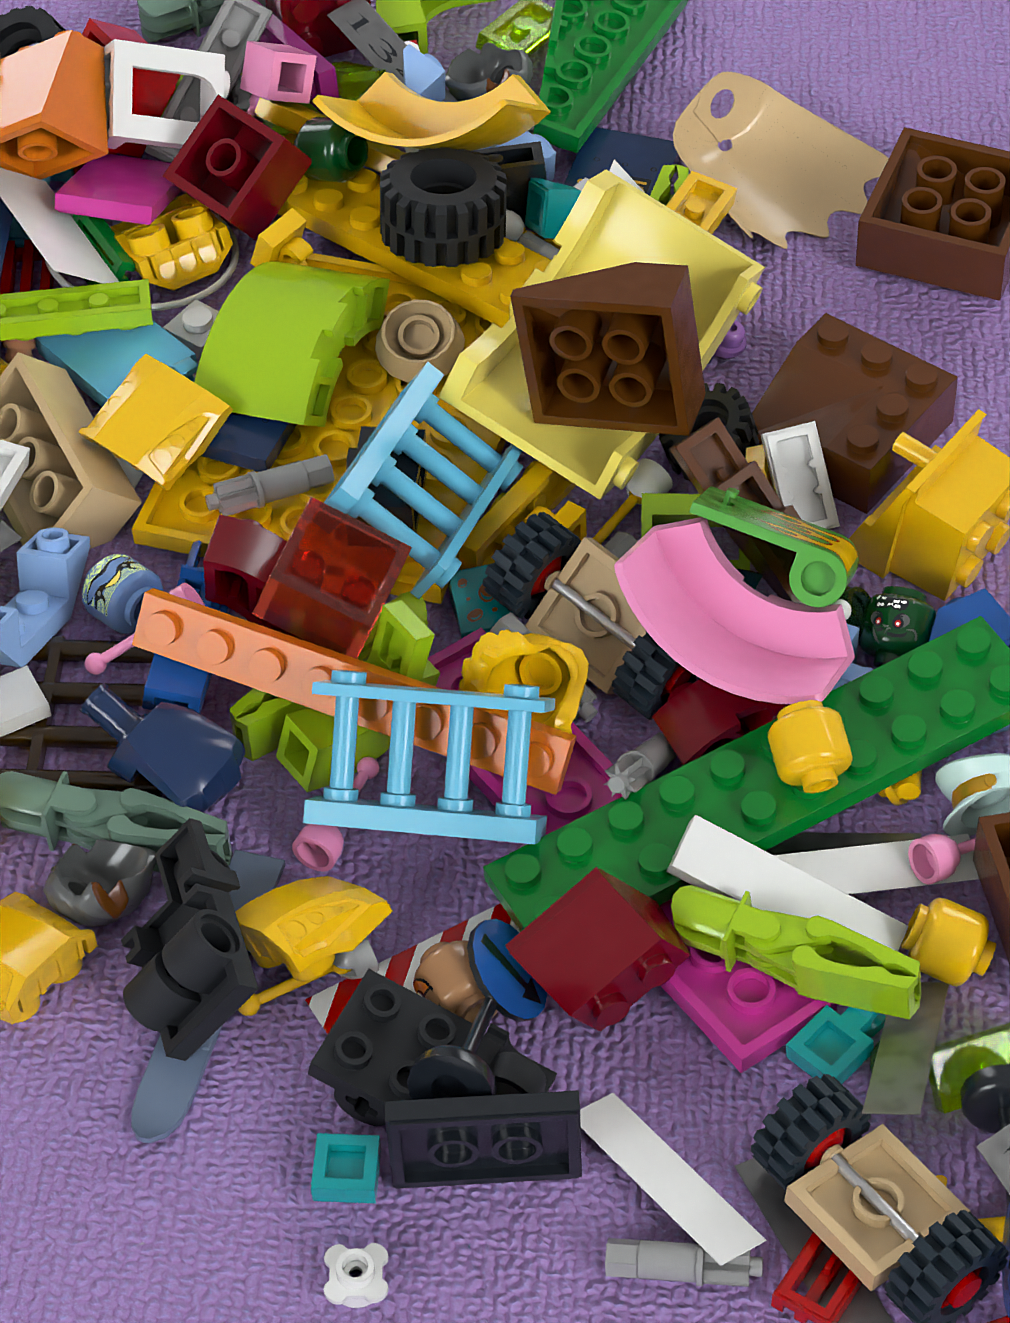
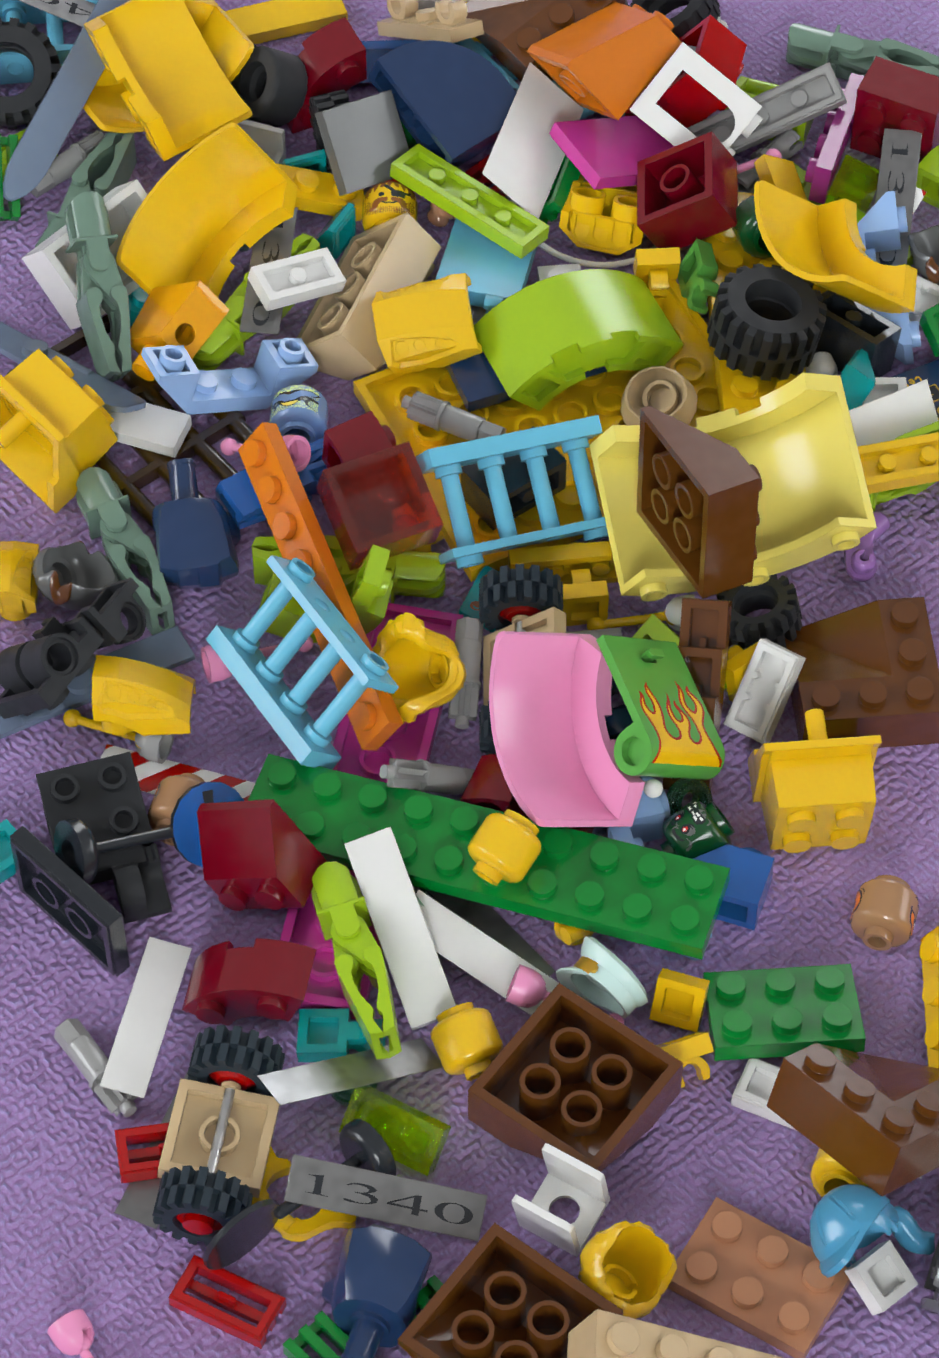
camera: 45 degrees right, 5 degrees up
(278, 72) = (793, 145): bright pink brick -> none
(323, 227) = (696, 276): none -> bright green plate
(710, 1075) = (249, 981): none -> dark red brick

